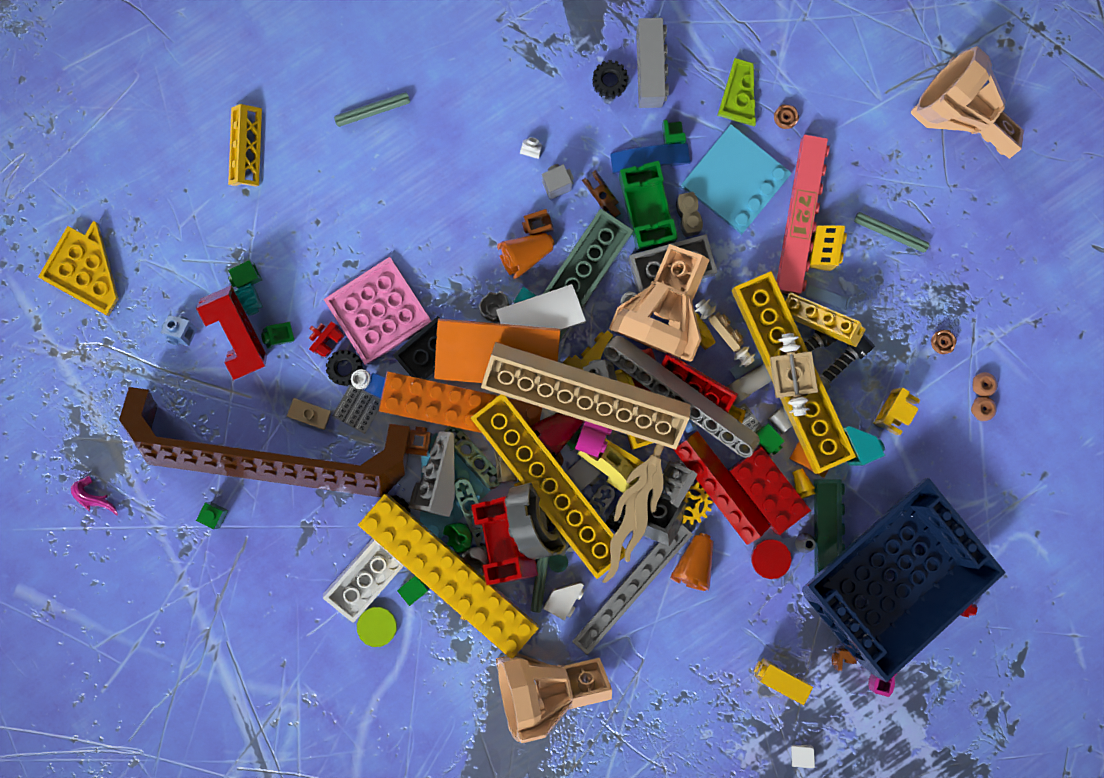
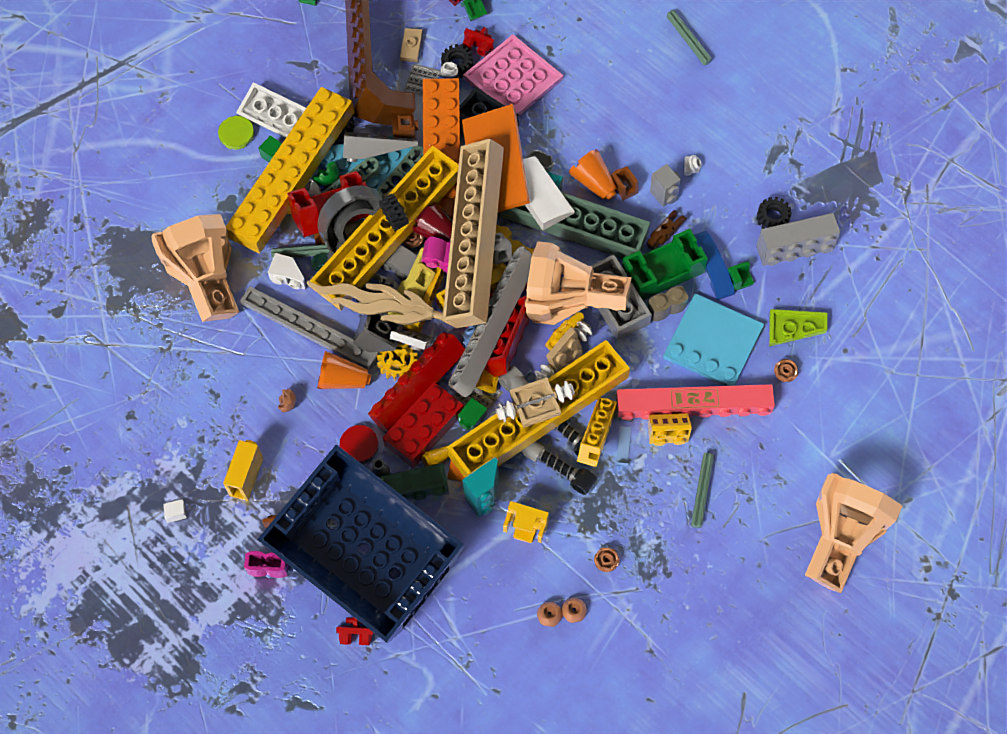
camera: 80 degrees right, 20 degrees down
(548, 476) = (393, 211): none -> black tyre
(710, 623) = (287, 400): none -> nougat plate

